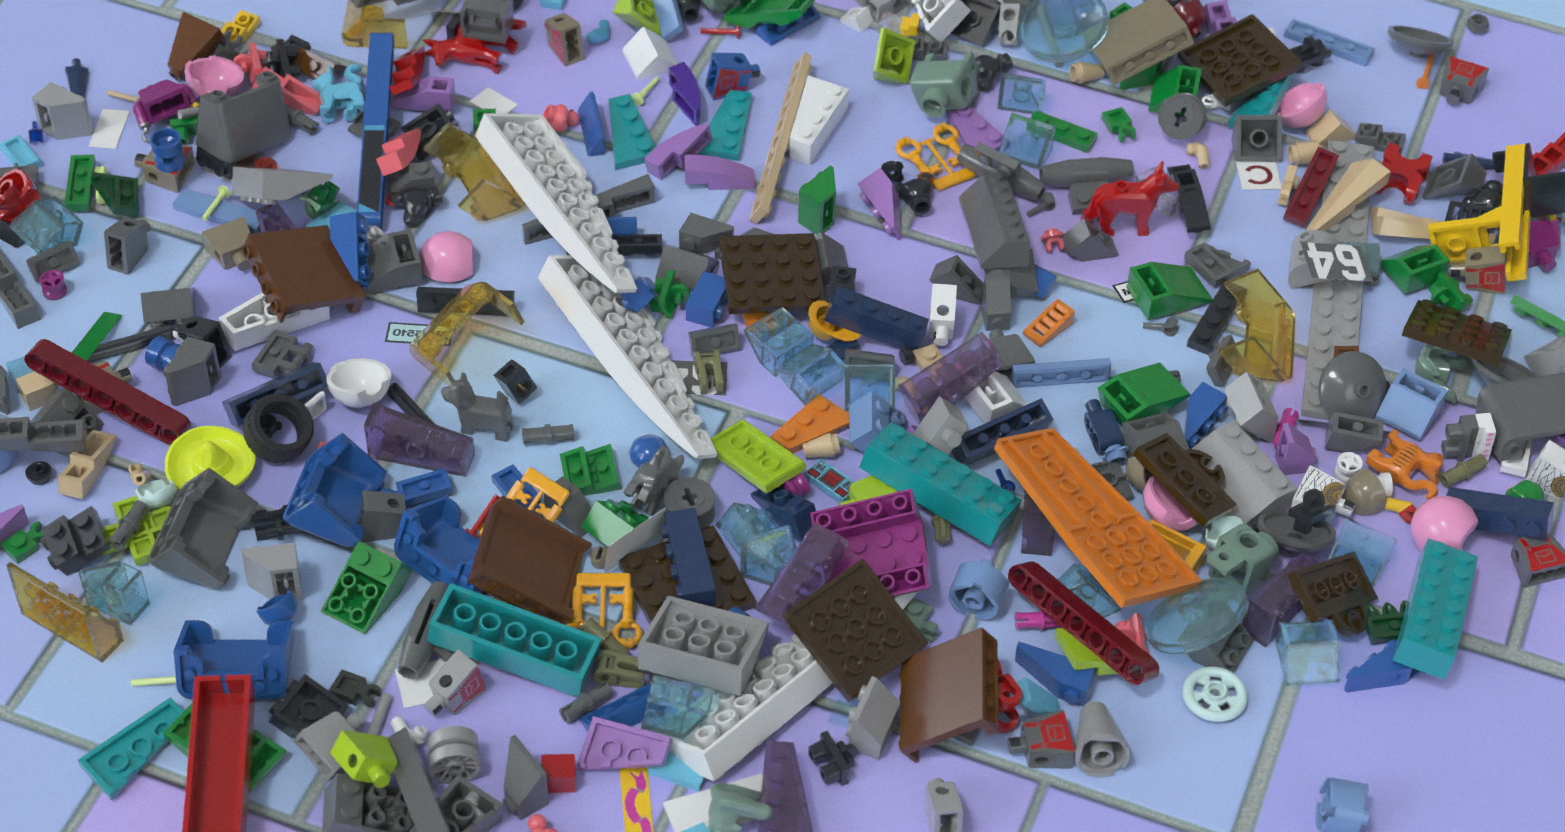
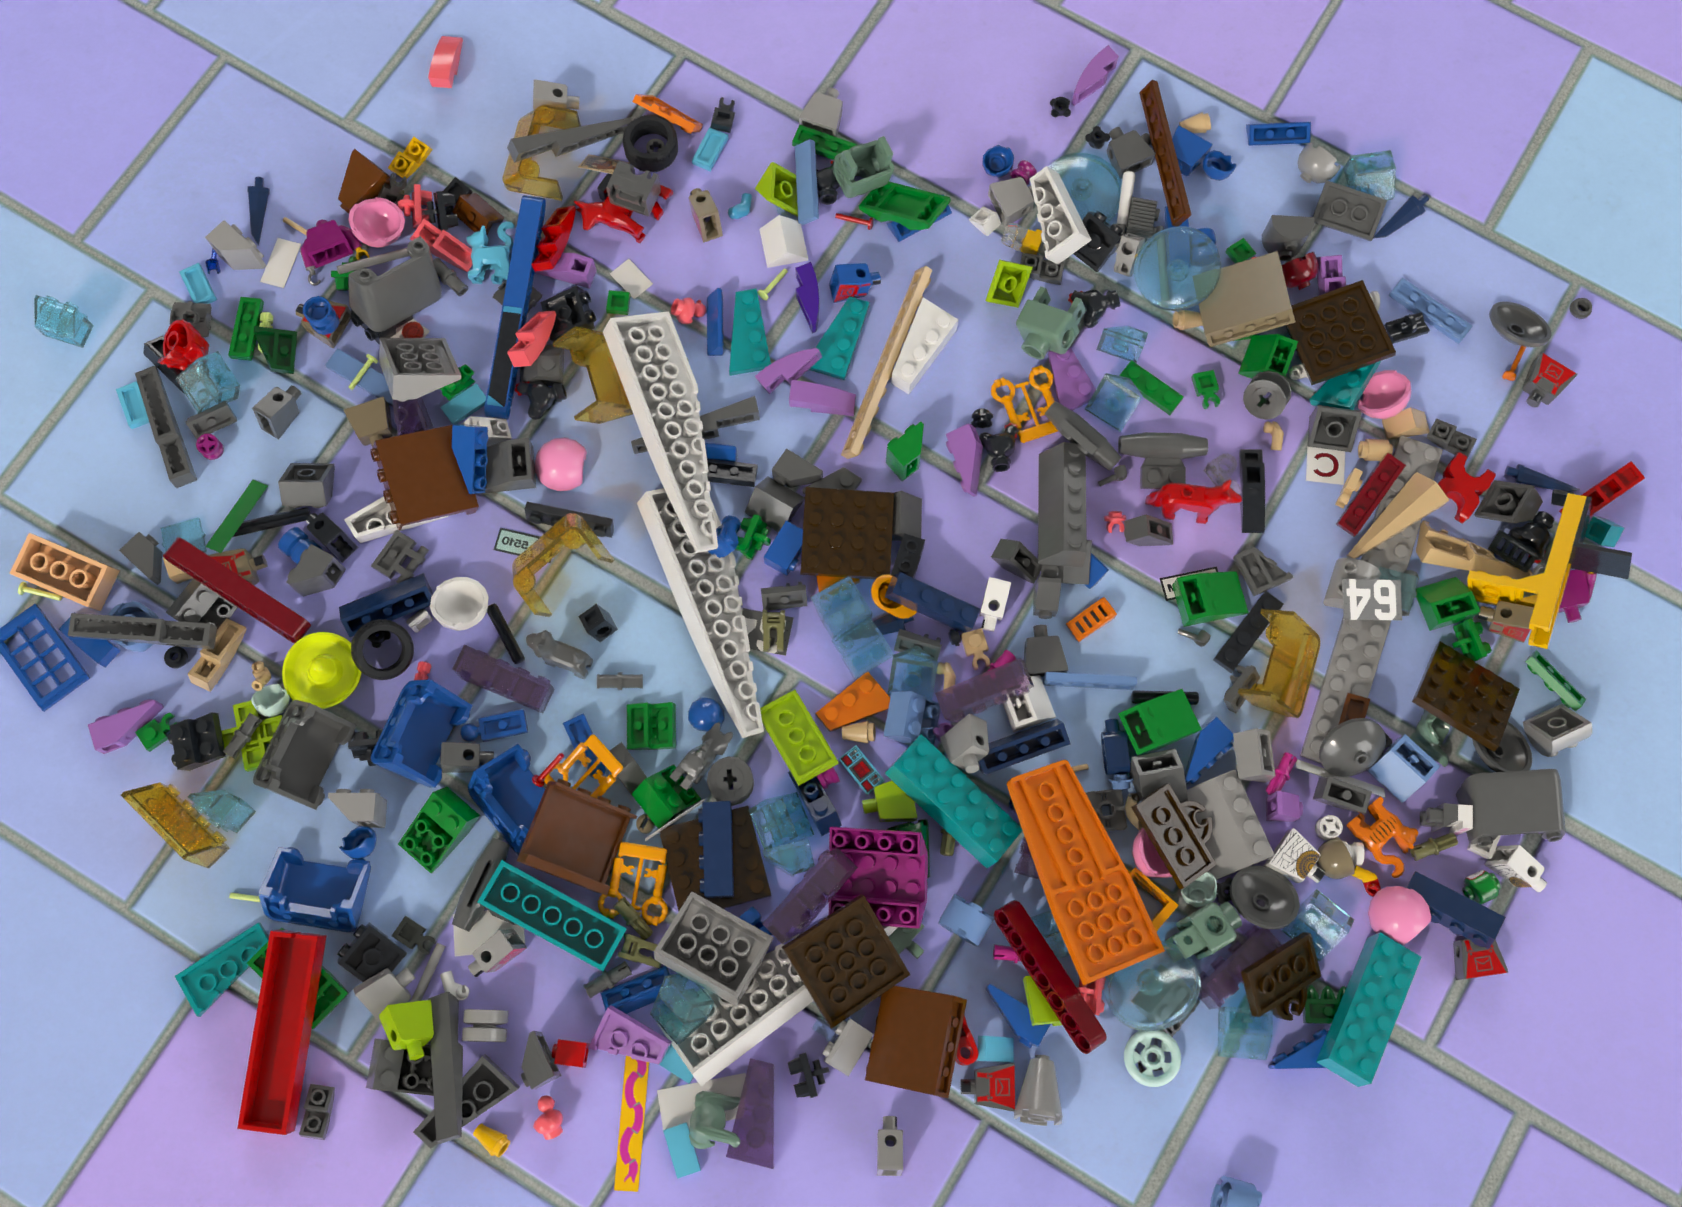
camera: 10 degrees right, 25 degrees up
(1311, 511) = (1280, 889): black hips -> none

